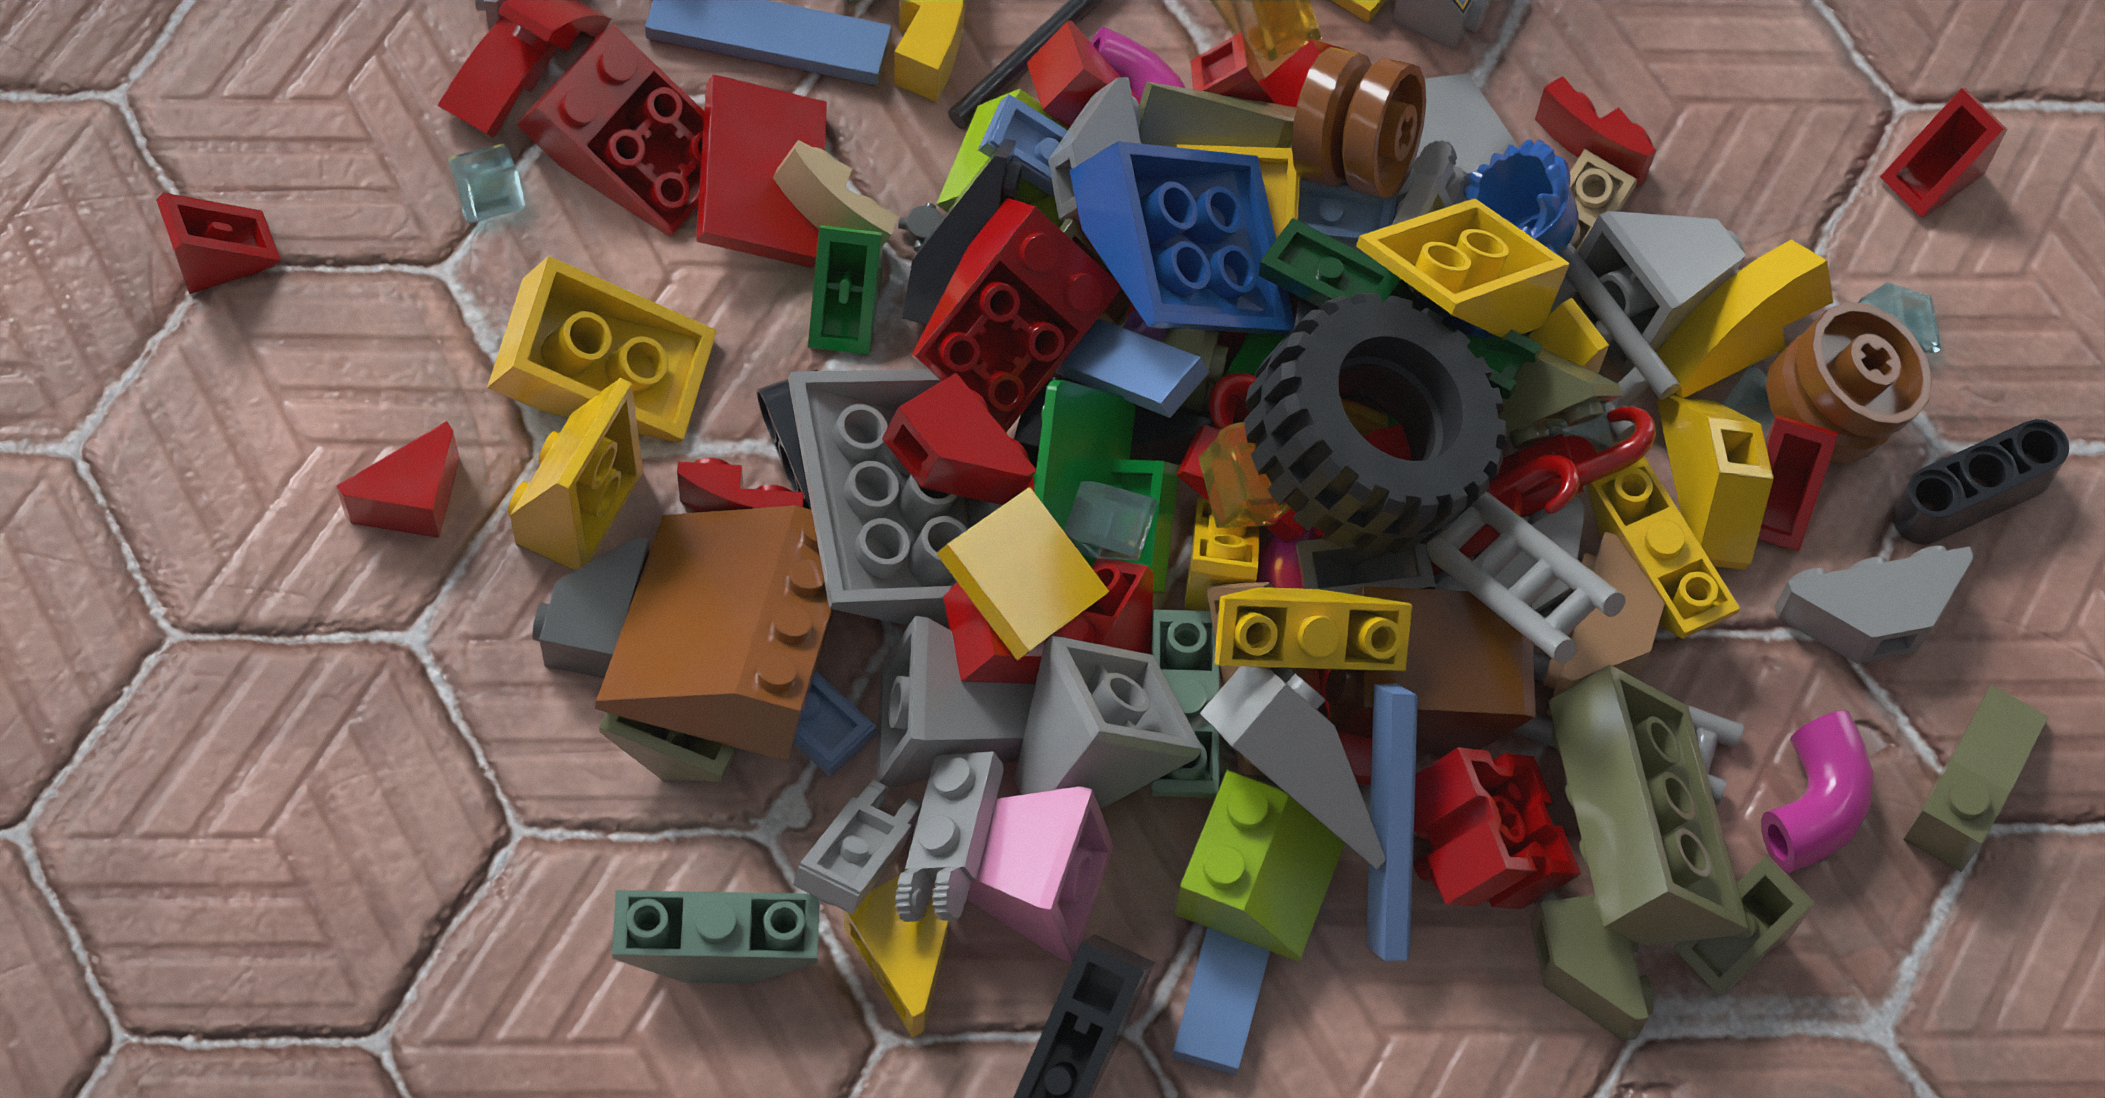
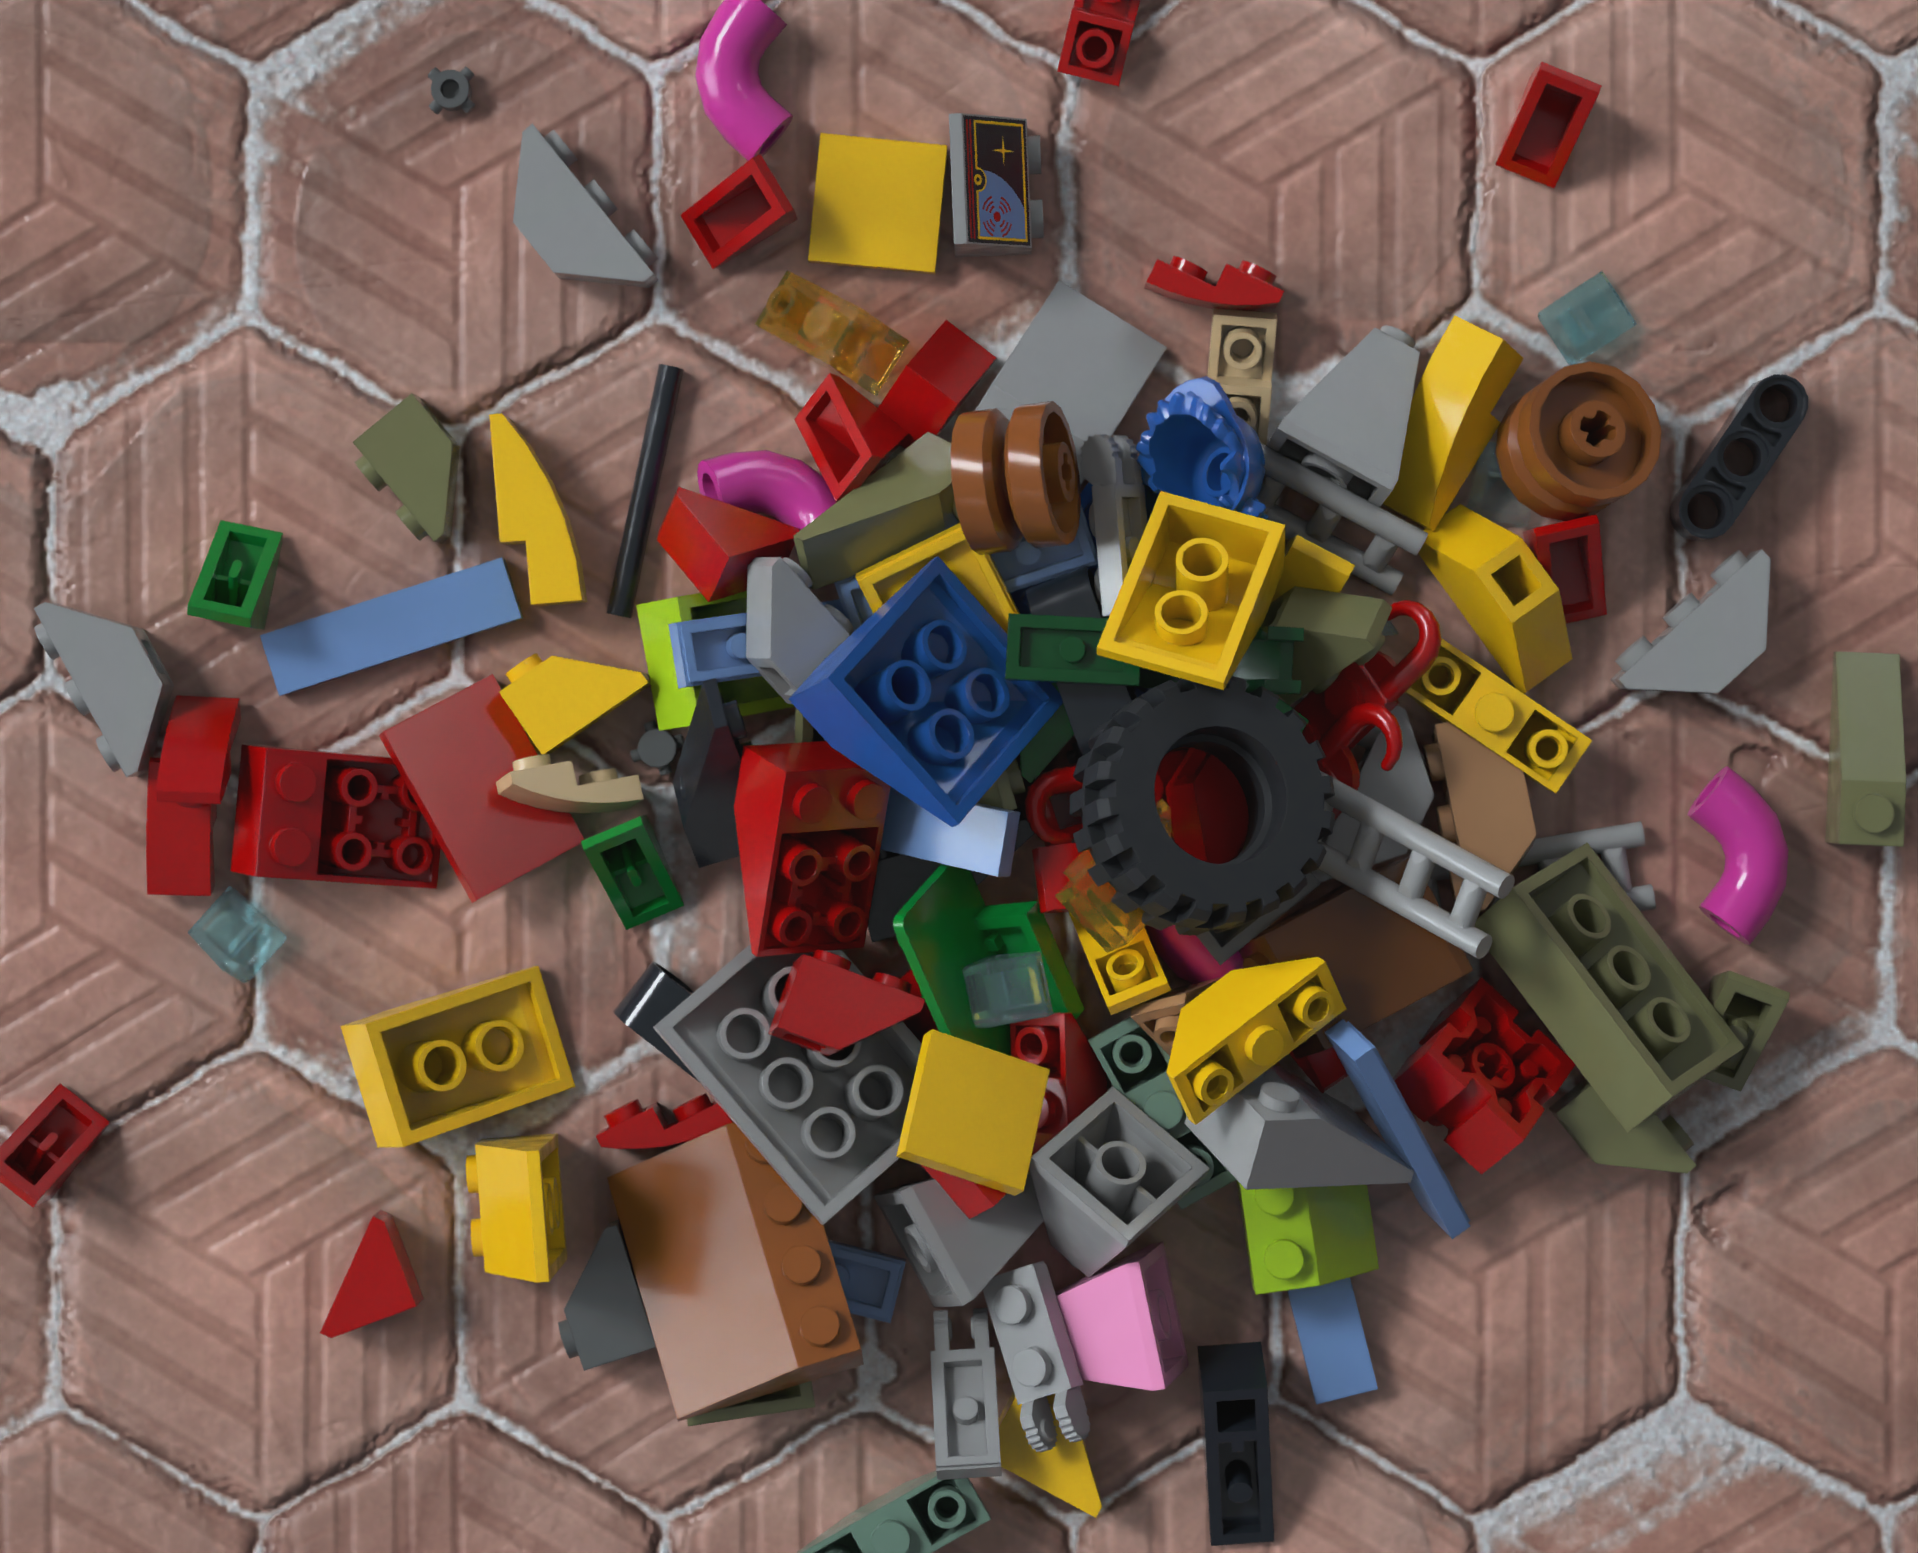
camera: 25 degrees left, 25 degrees up
(885, 144) = (566, 696): none -> yellow slope

